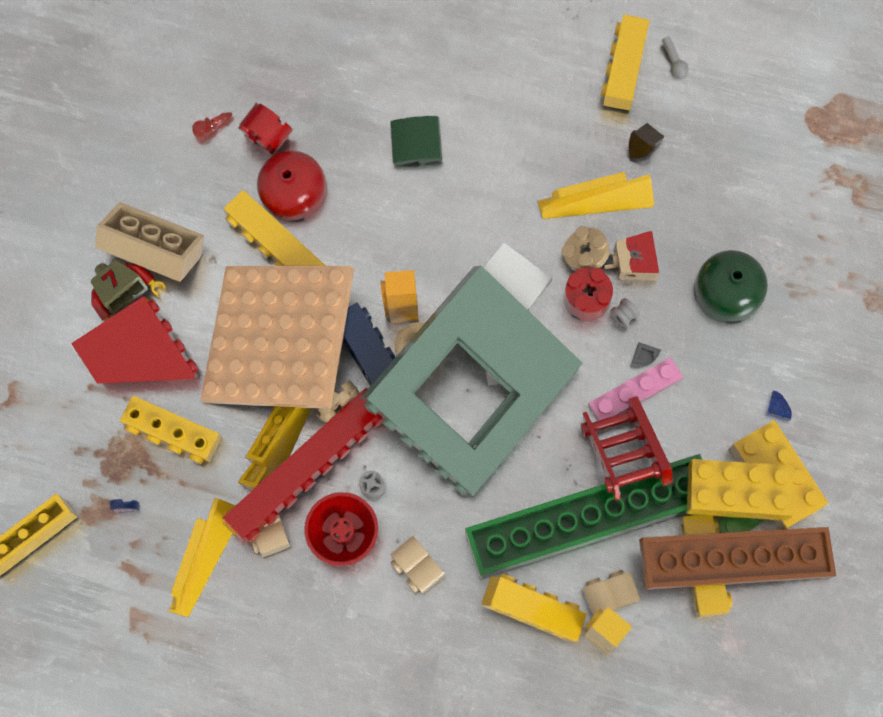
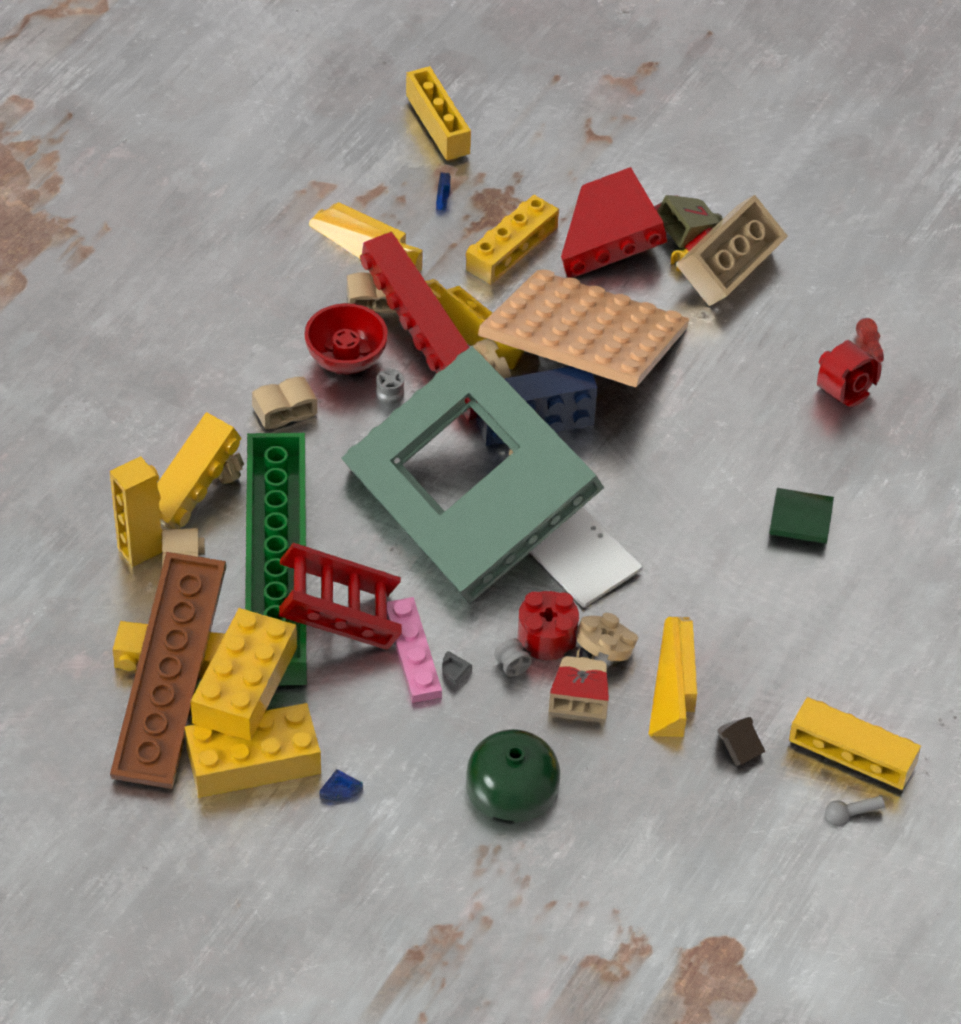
camera: 100 degrees right, 25 degrees down
(267, 233) = (698, 367): yellow brick -> none
(291, 185) = (772, 390): red cylinder -> none
(400, 297) = (590, 419): light orange brick -> none

